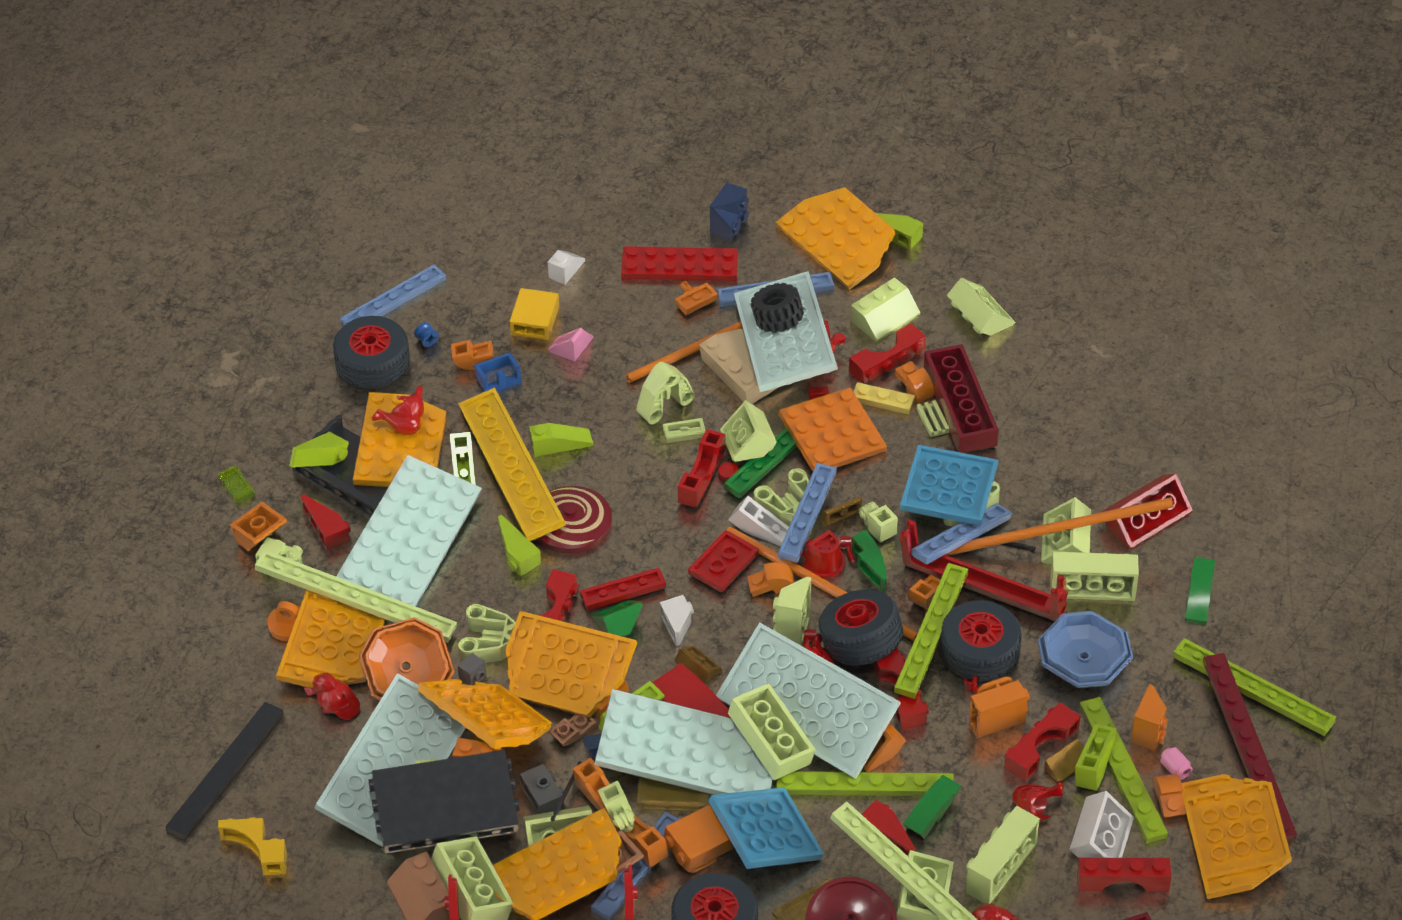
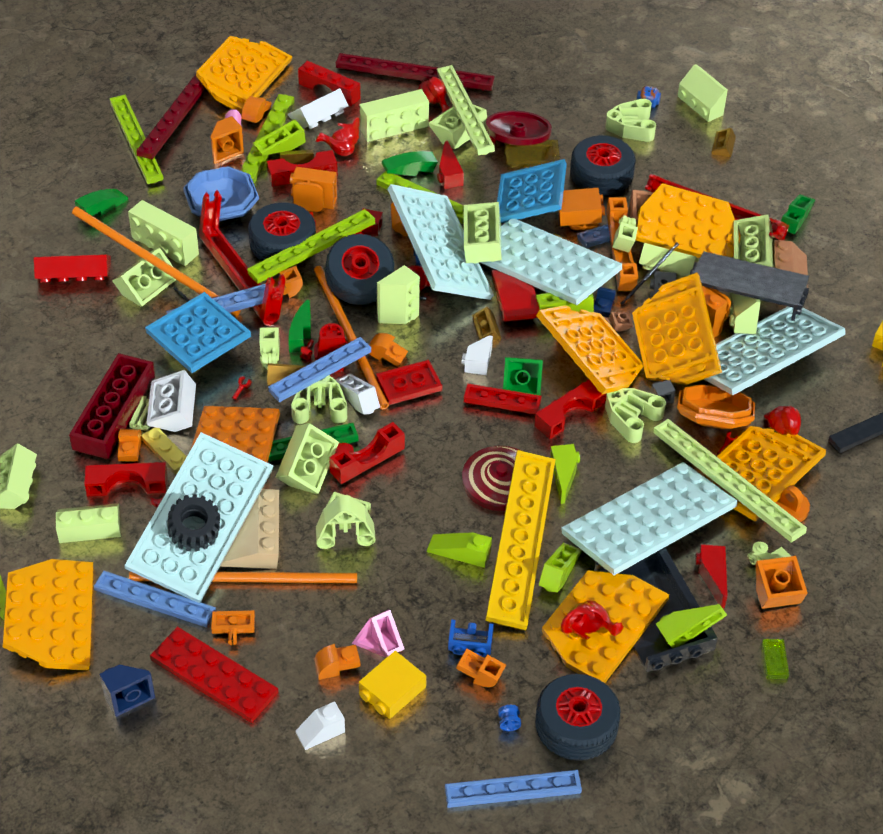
camera: 150 degrees left, 0 degrees up
(592, 307) = (332, 660): none -> orange brick
(872, 483) = (241, 387): none -> red hand
(912, 426) = (172, 402): none -> white slope

